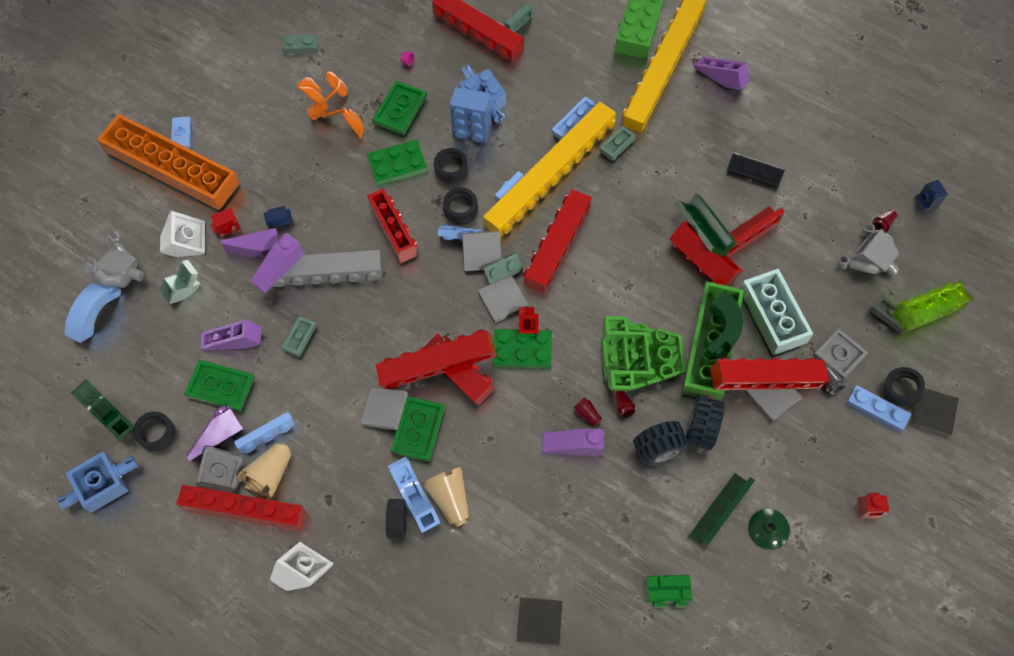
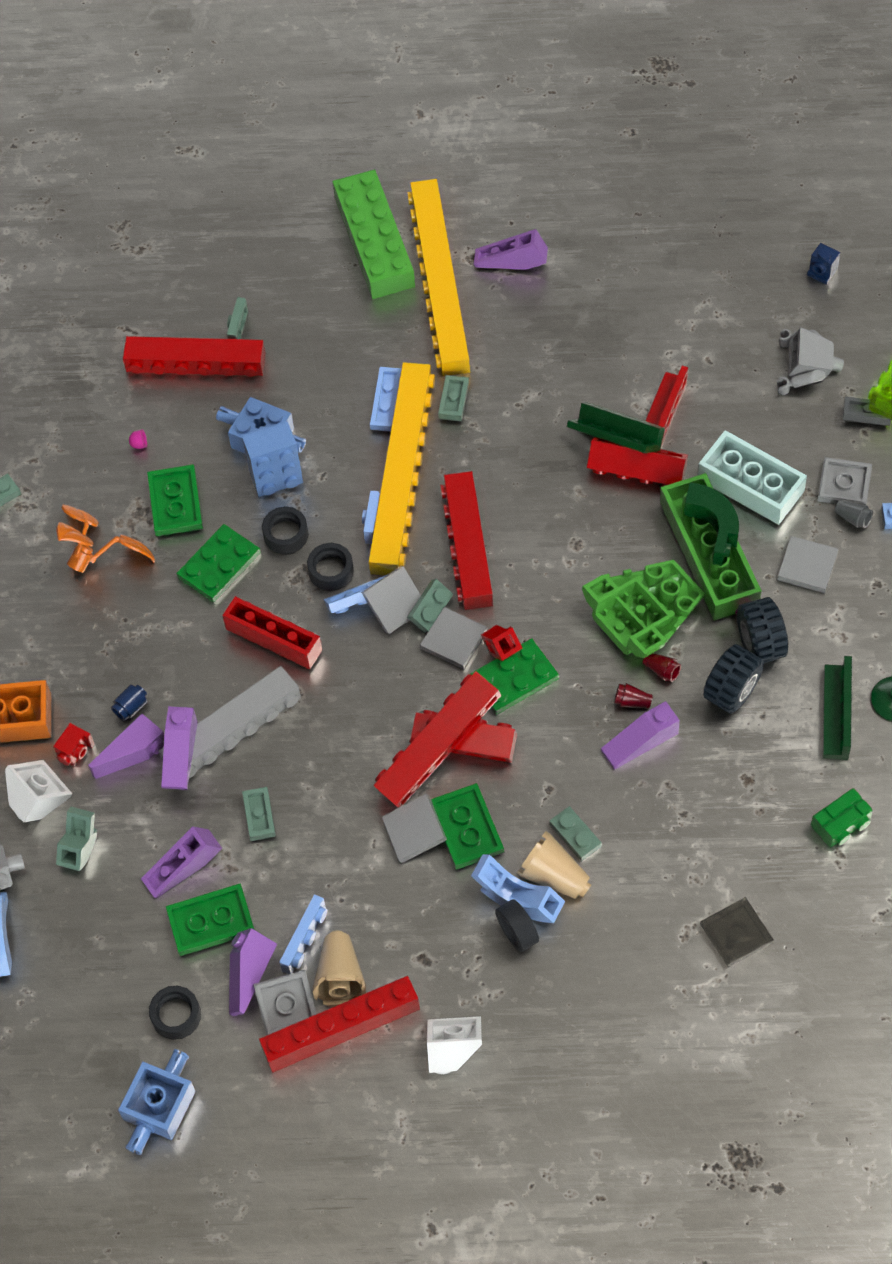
camera: 30 degrees left, 5 degrees down
(102, 409) = (104, 1029): dark green arch -> none
(484, 480) = (575, 833): none -> sand green plate
(756, 169) = (623, 340): black plate -> none
(768, 374) = (791, 543): red brick -> none
(885, 220) = (795, 317): dark red cone -> none

